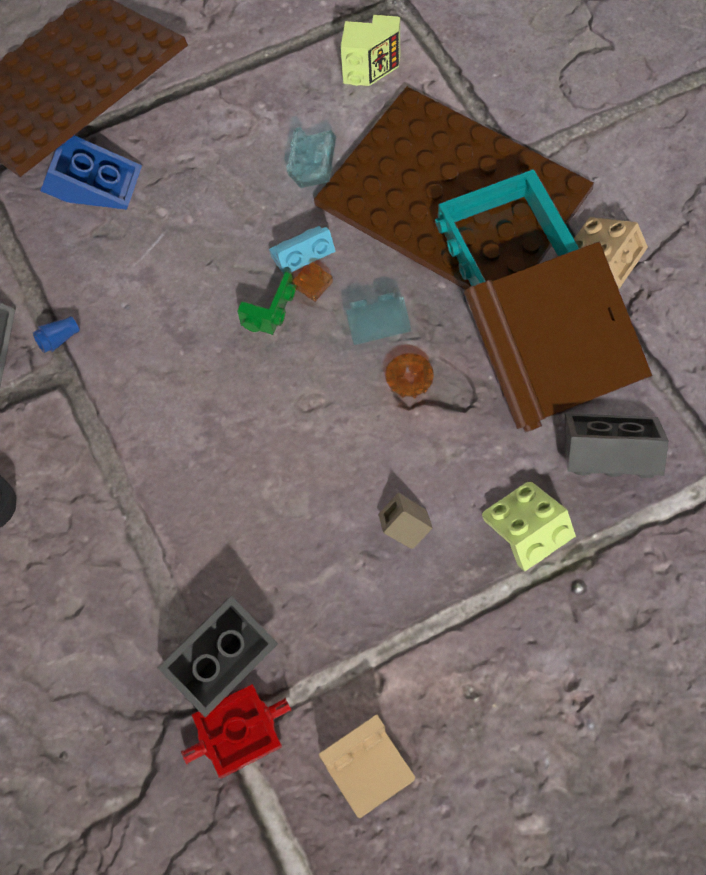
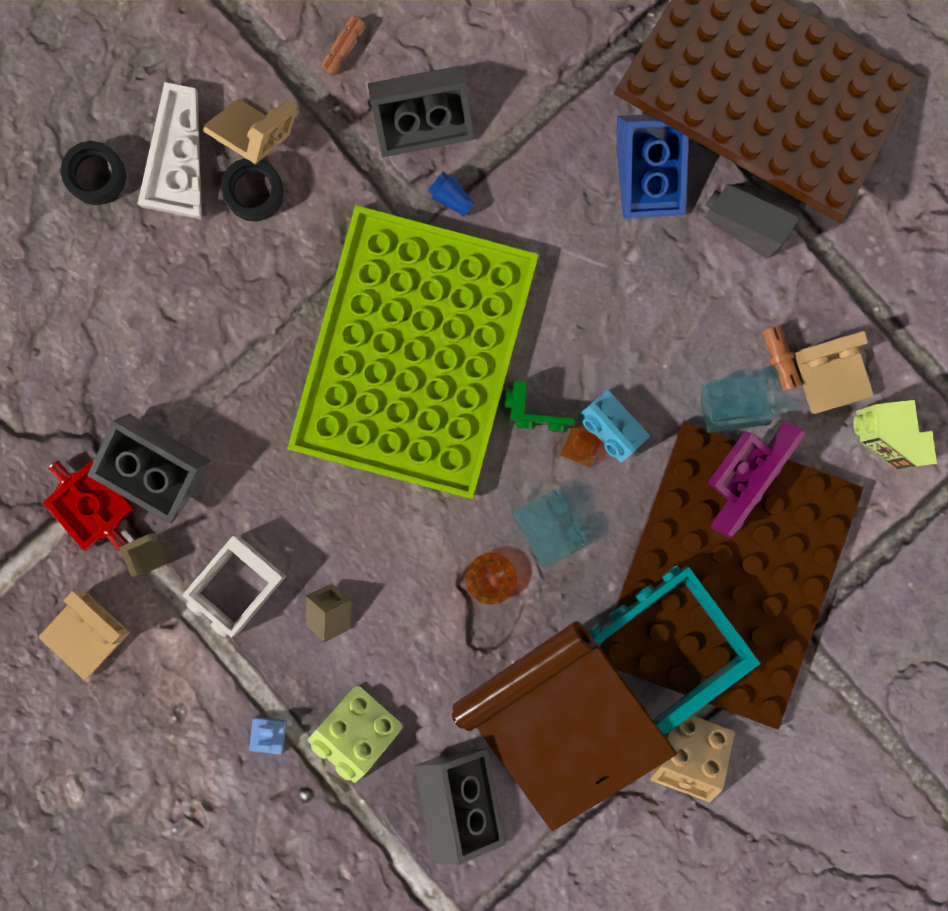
camera: 70 degrees right, 20 degrees up
(163, 111) = (755, 216): none -> dark grey slope
(186, 398) = (413, 352): none -> lime plate
(284, 121) = (782, 358): none -> nougat pin
(302, 684) = (144, 555): none -> dark tan panel
(306, 87) = (834, 373): none -> tan bracket
(339, 575) = (200, 605): none -> white window
(373, 152) = (748, 474): none -> magenta bracket
(512, 607) = (267, 735): none -> light blue tile

